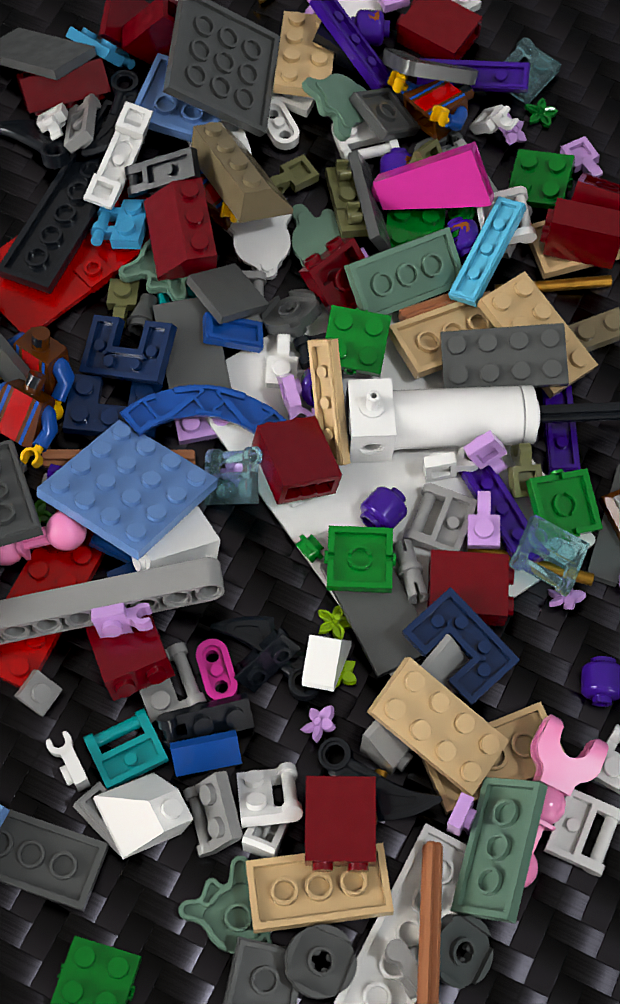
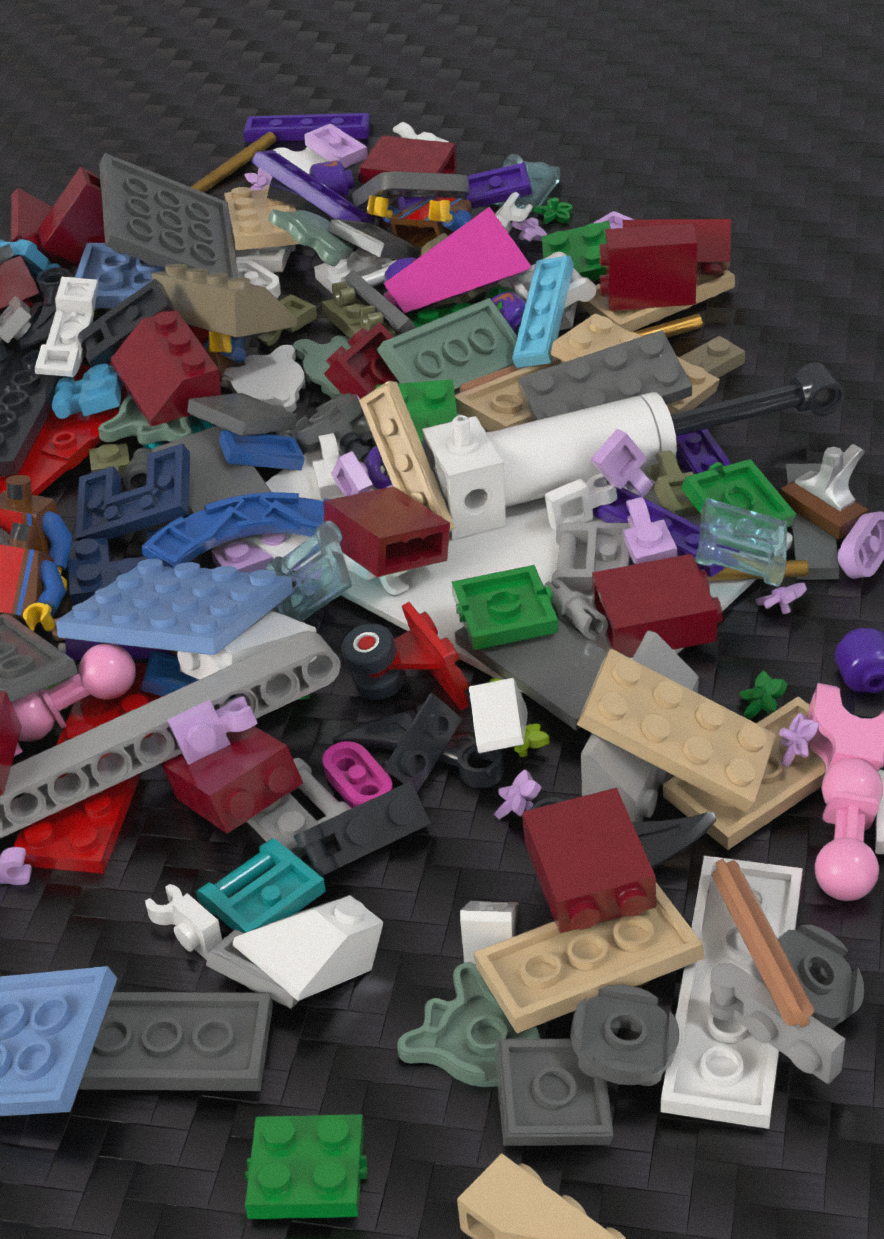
camera: 10 degrees left, 25 degrees down
(38, 692) = (118, 860): light grey plate -> none
(205, 753) = (374, 862): blue tile -> none
(214, 813) = (420, 911): light grey plate -> none
(257, 800) = (489, 875): white plate -> none
(261, 577) = (381, 661): none -> plate
(310, 547) = (441, 616): green plate -> none
(383, 508) = (515, 551): dark purple head -> none
(462, 815) = (751, 825): lavender plate -> none
(487, 652) = (708, 646): dark blue plate -> none
(499, 849) = (816, 837): sand green plate -> none
(518, 688) = (763, 695): none -> green plant
(523, 749) = (798, 737): none -> lavender plant

